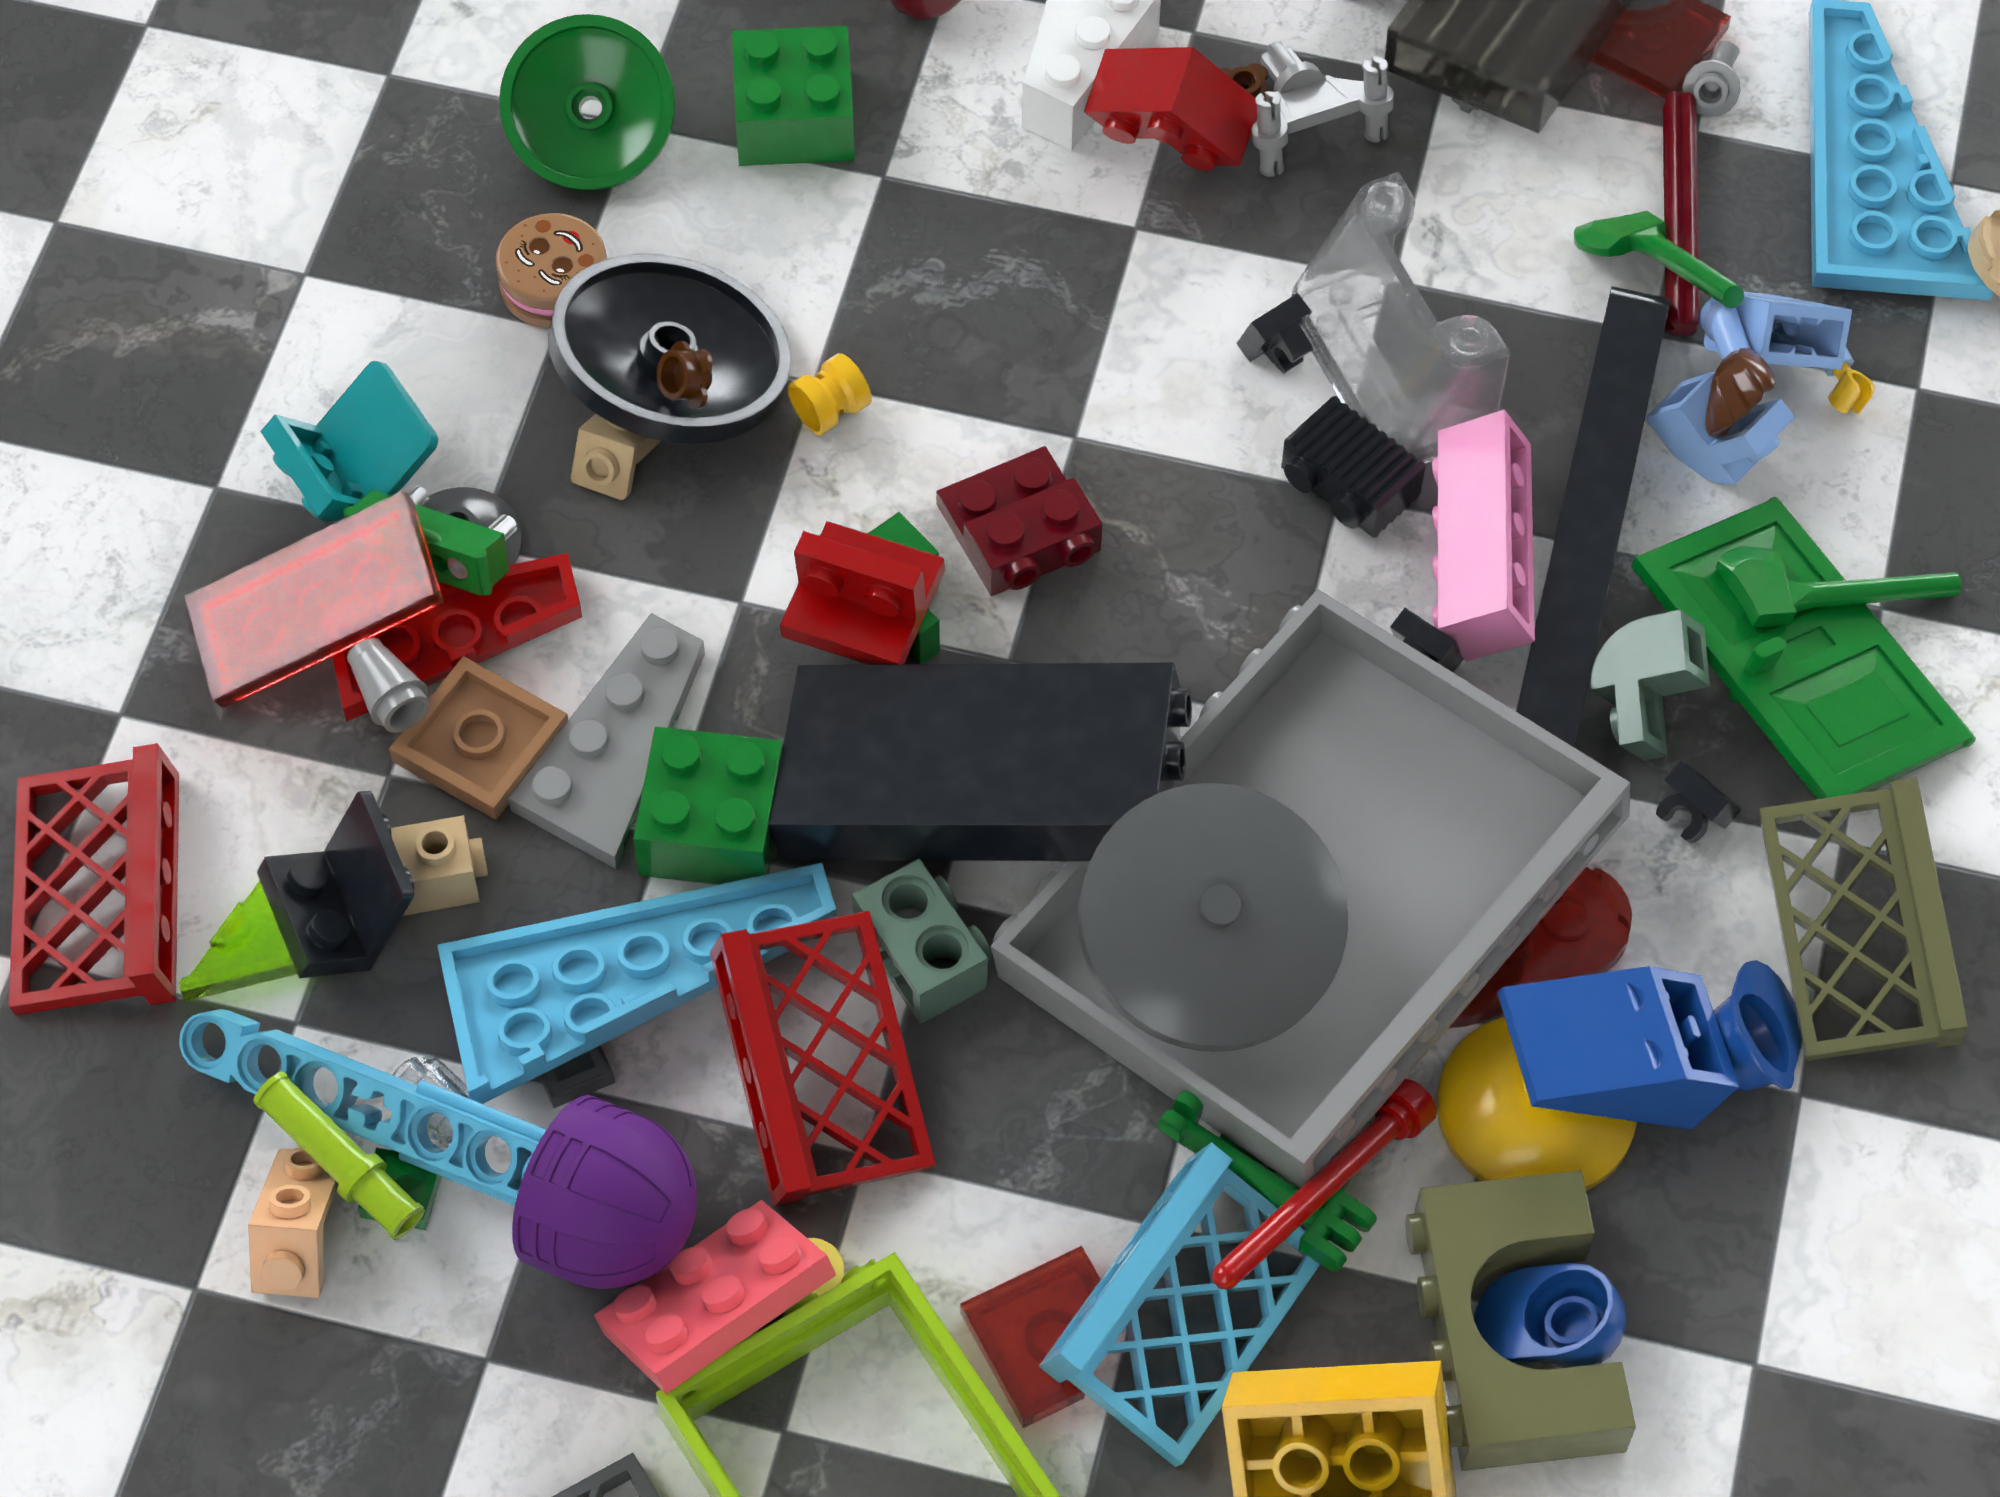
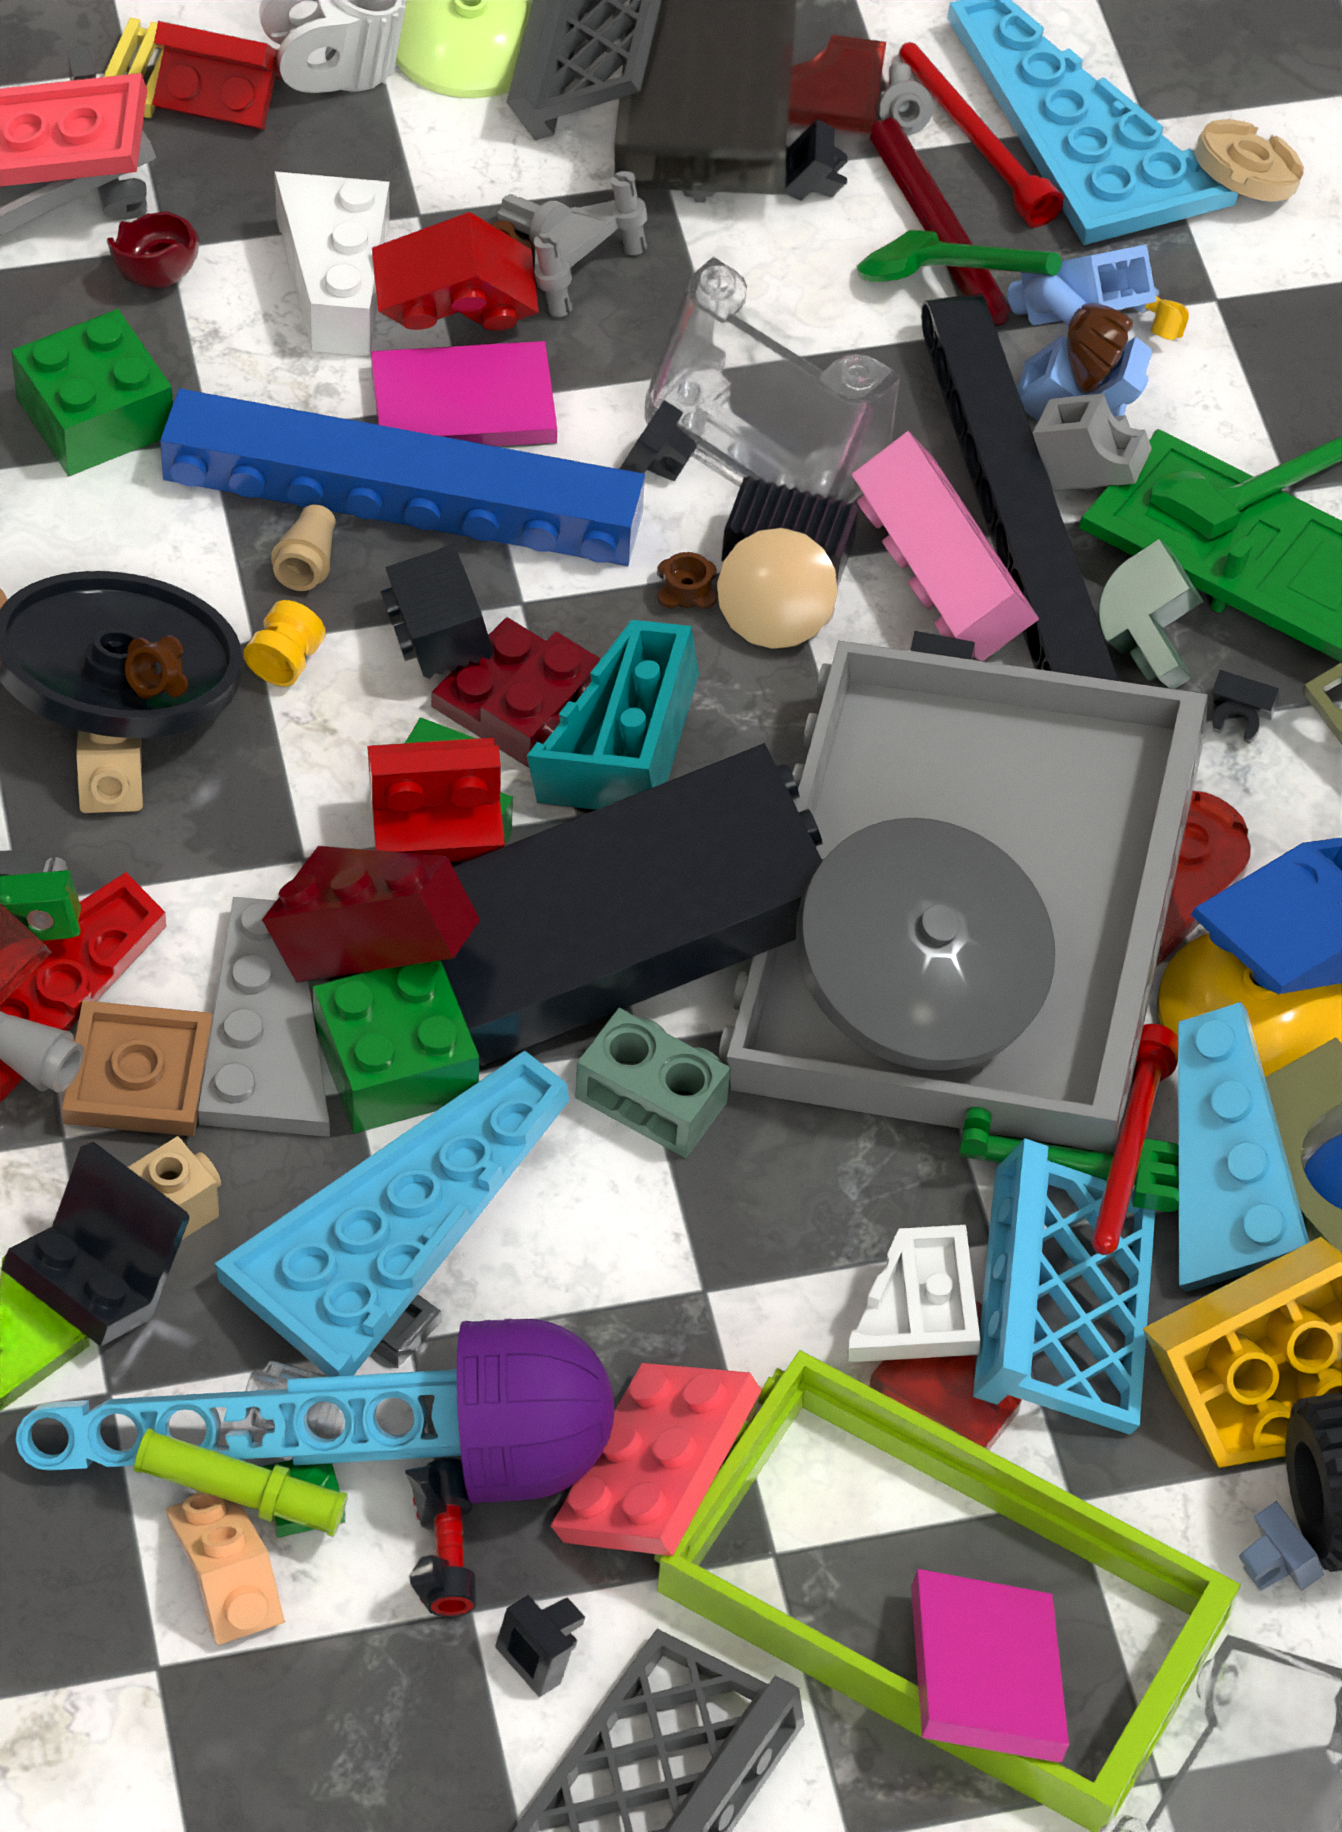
camera: 30 degrees left, 5 degrees down
(467, 1326) = (441, 1503): none -> black piece
(521, 1417) = (539, 1641): none -> black tile
(733, 678) = (369, 912): none -> dark red wedge
(765, 1068) = (583, 1233): red fence -> none
(898, 314) = (305, 550): none -> tan cone
(975, 417) = (437, 612): none -> black brick
(1028, 280) = (403, 477): none -> blue brick
(1038, 1254) = (920, 1300): none -> white wing
(1088, 590) = (623, 724): none -> teal wedge
(1130, 221) = (468, 392): none -> dark pink tile
(1234, 462) = (682, 570): none -> reddish brown plate
(1305, 515) = (777, 588): none -> tan dish
(1406, 1252) = (1232, 1162): none -> medium azure wing
(1586, 110) = (815, 163): none -> black tile
(1686, 488) = (1088, 445): none -> light grey brick
(1788, 223) = (1033, 196): none -> red piece

